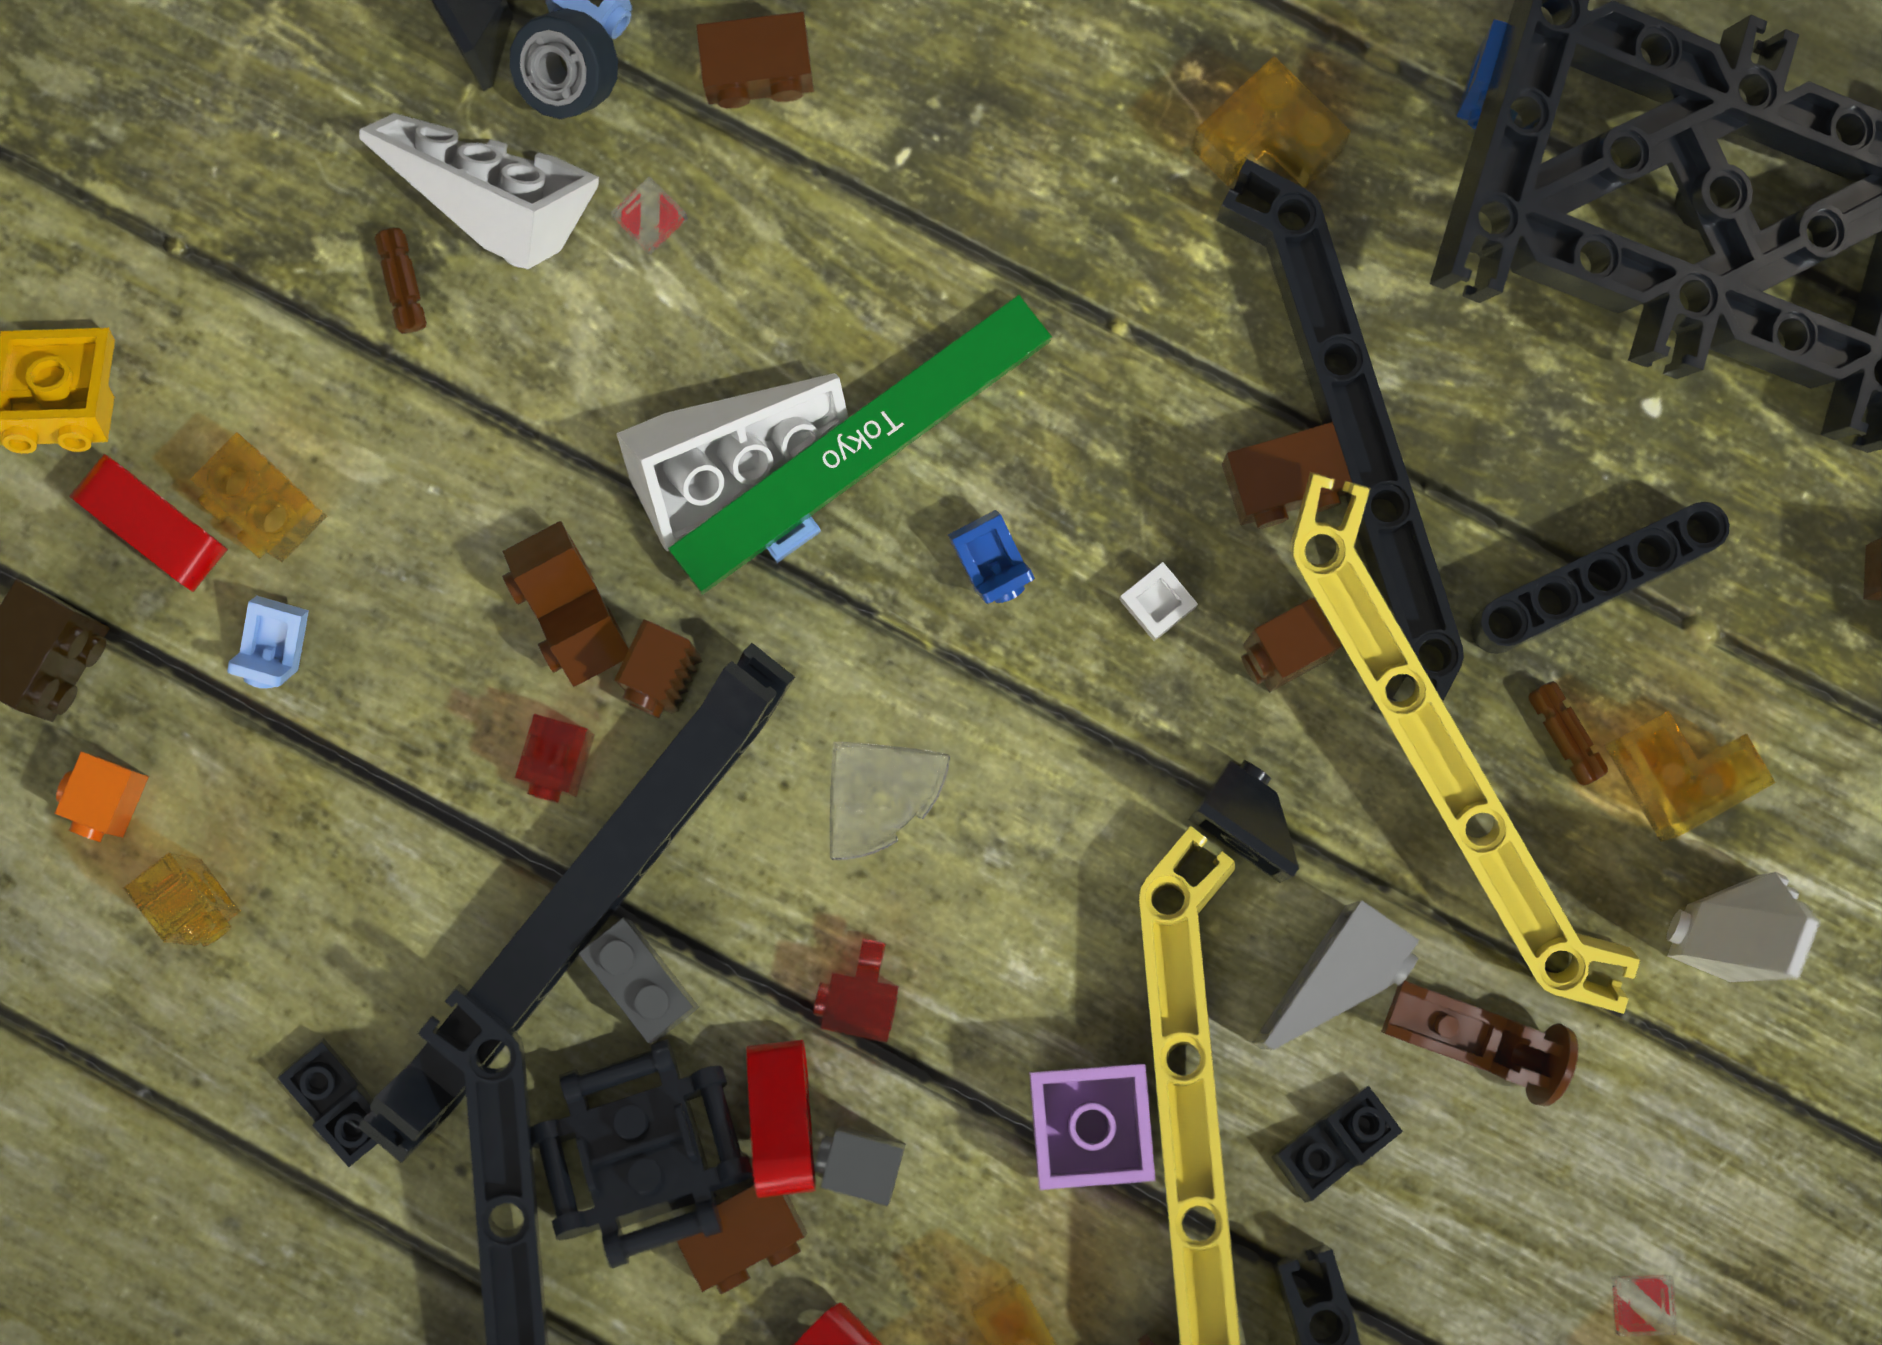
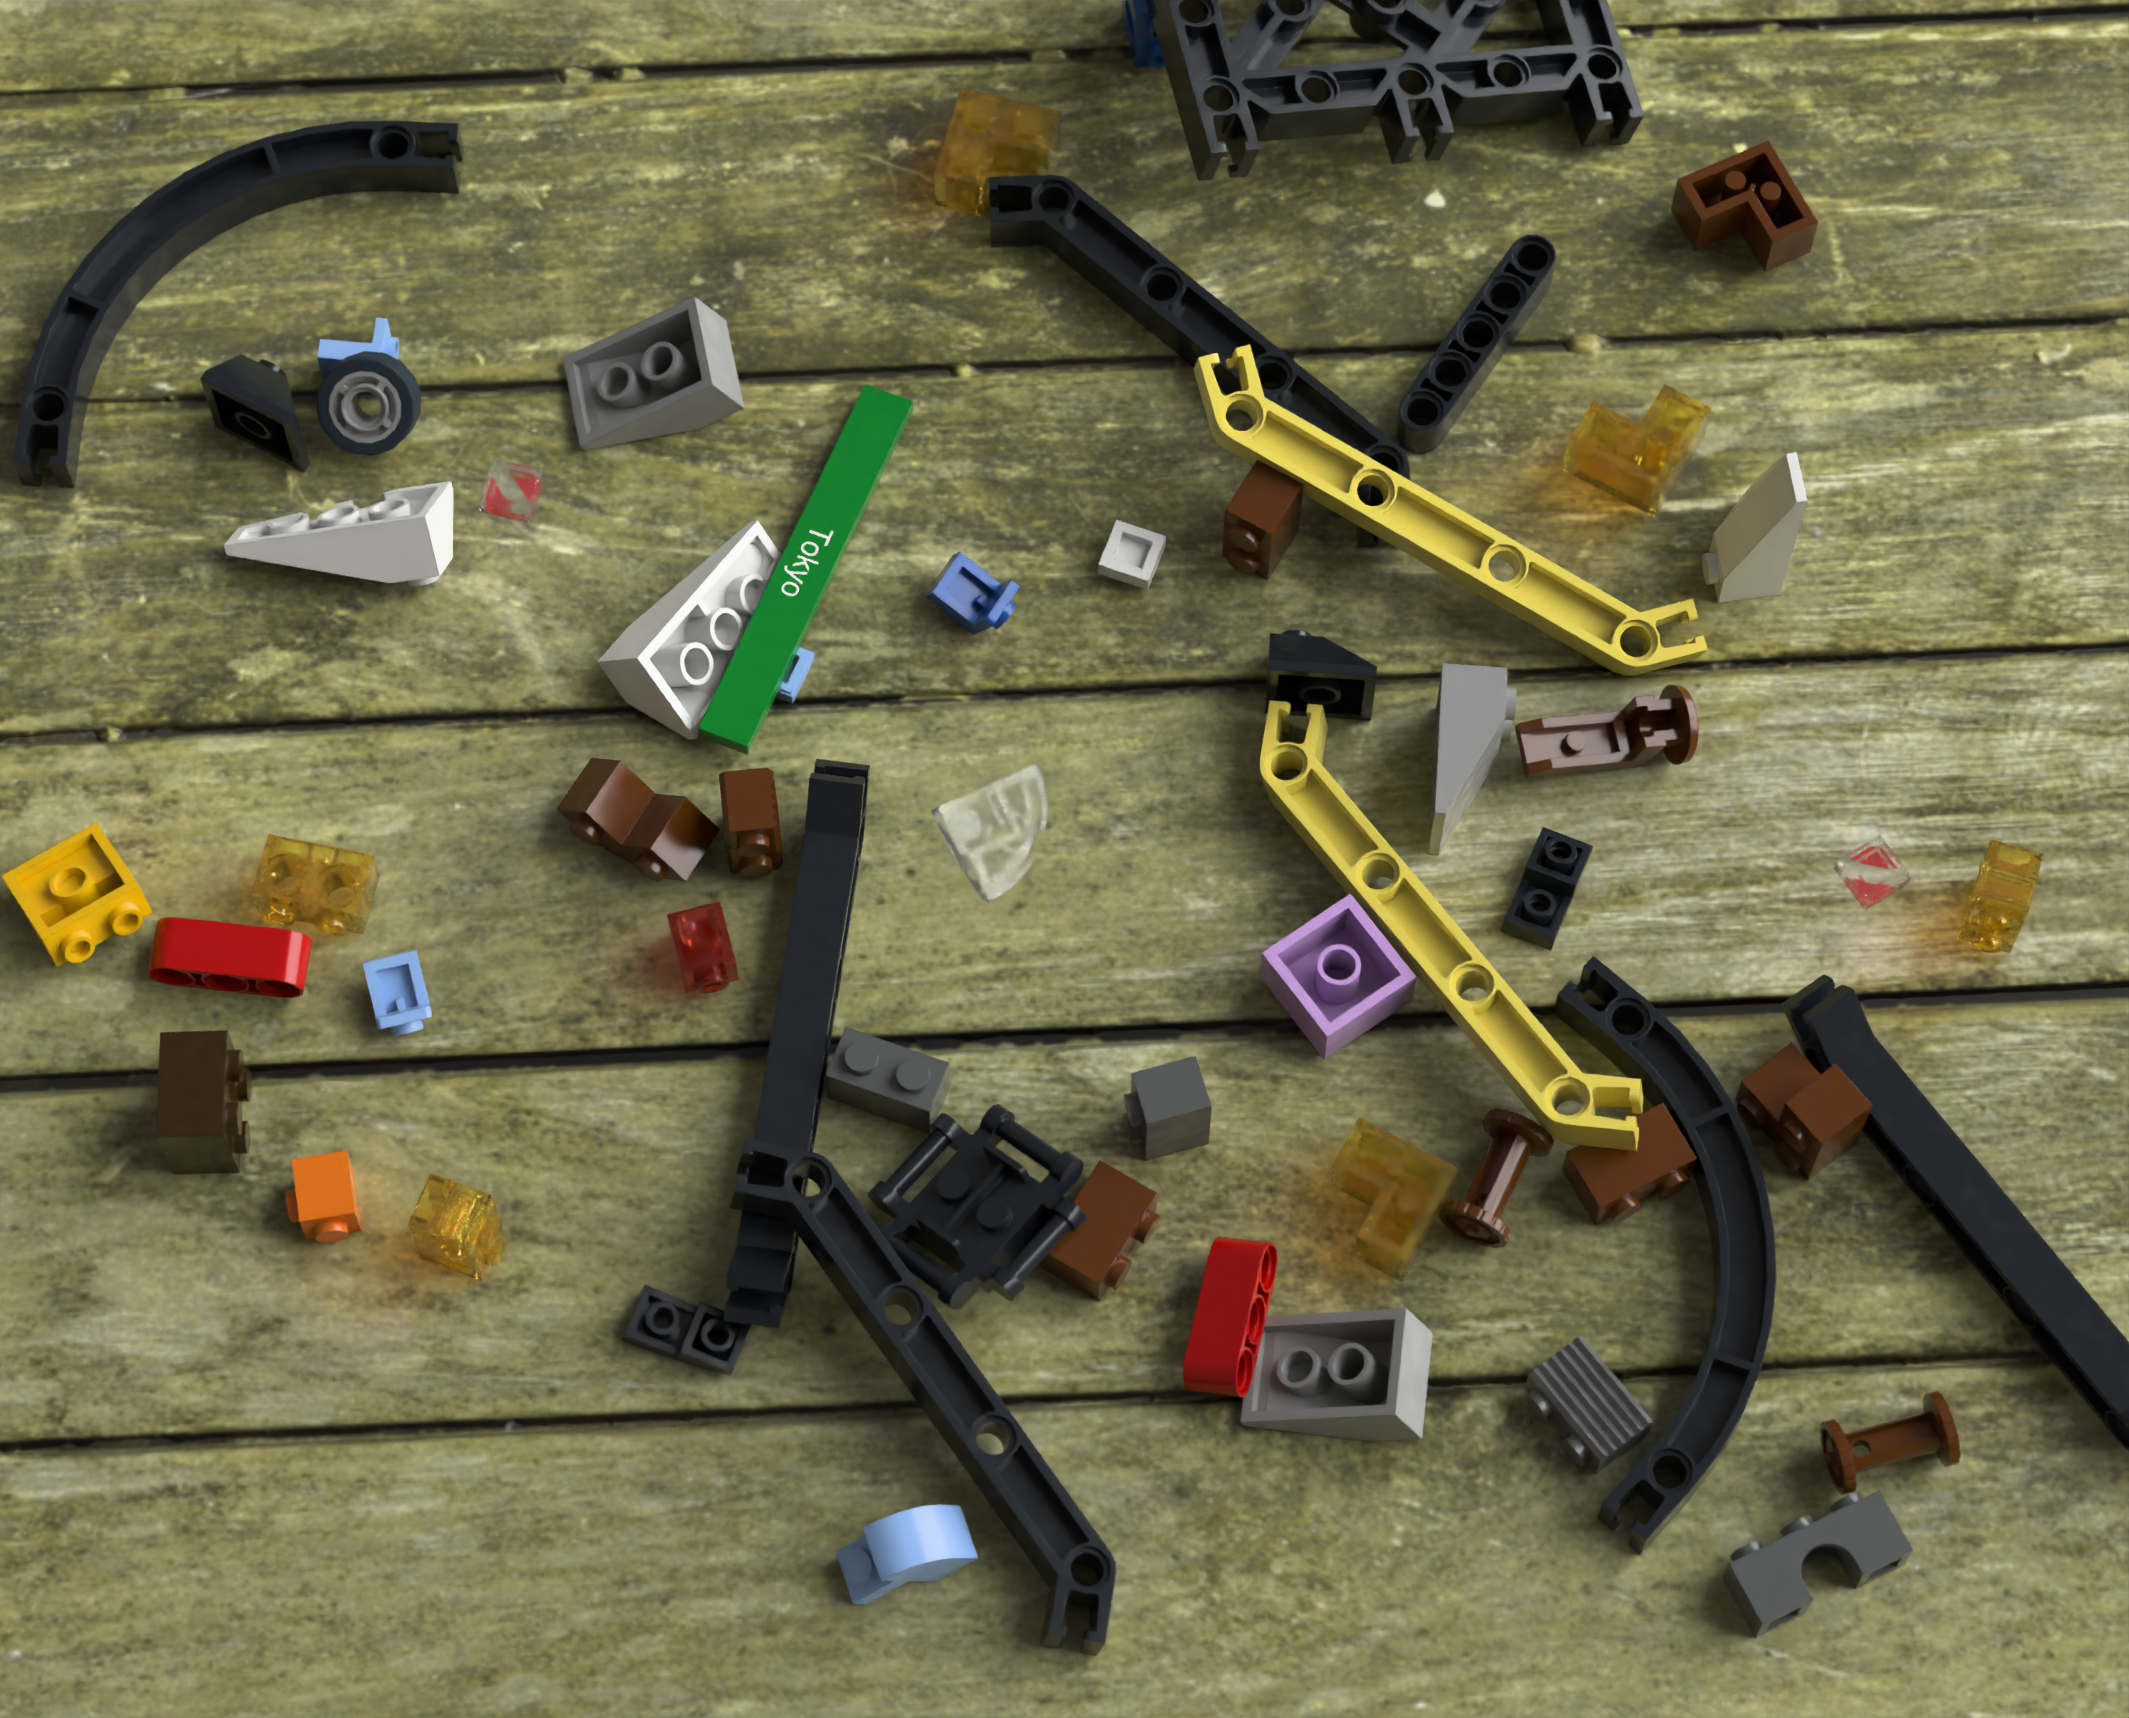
camera: 35 degrees left, 15 degrees down
(400, 280) = (328, 653): reddish brown axle -> none
(755, 59) = (528, 319): reddish brown brick -> none
(780, 1118) = (1077, 1112): red beam -> none
(834, 181) = (654, 378): none -> light grey slope
(859, 1003) = (1085, 994): clear red brick -> none
(1273, 475) = (1166, 405): reddish brown brick -> none
(1568, 733) = (1528, 475): reddish brown axle -> none

